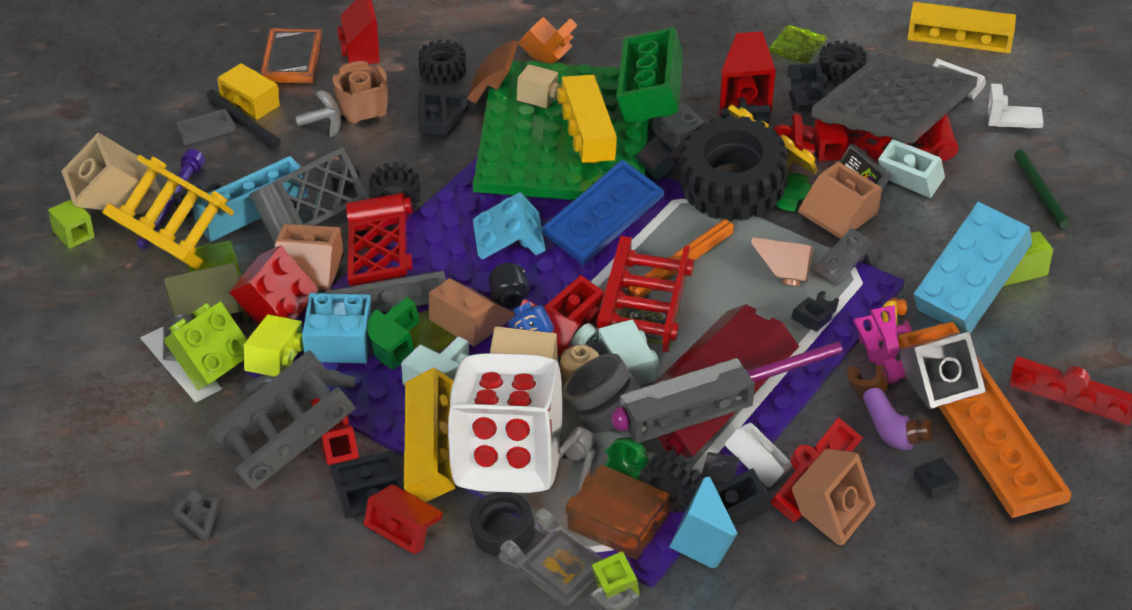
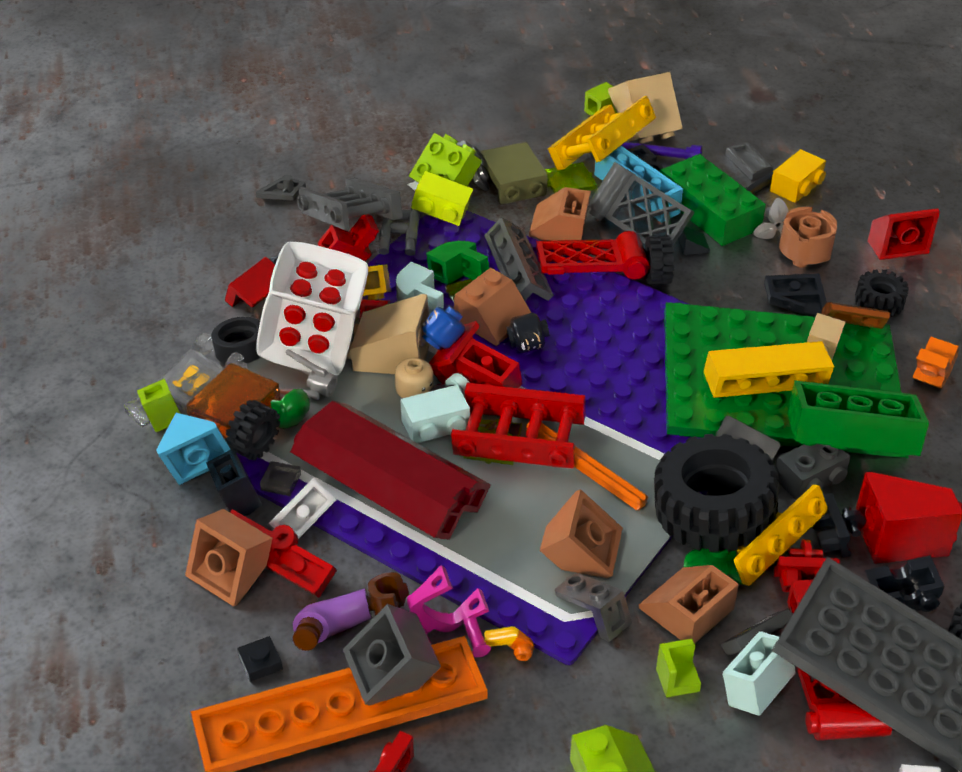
camera: 90 degrees right, 0 degrees up
(273, 287) = (508, 194): red brick -> none
(291, 55) = (866, 200): tile -> none
(301, 137) = (719, 202): none -> green brick
(337, 327) = (466, 223): medium azure slope -> none
(506, 223) = (612, 337): medium azure bracket -> none
(596, 390) = (363, 382): dark grey wheel -> none
(602, 212) = (636, 393): blue plate -> none
(701, 395) = (335, 436): piece -> none
(814, 313) = (499, 561): black plate -> none
(910, 219) = (677, 668): none -> lime panel
(973, 268) = (553, 699): medium azure brick -> none

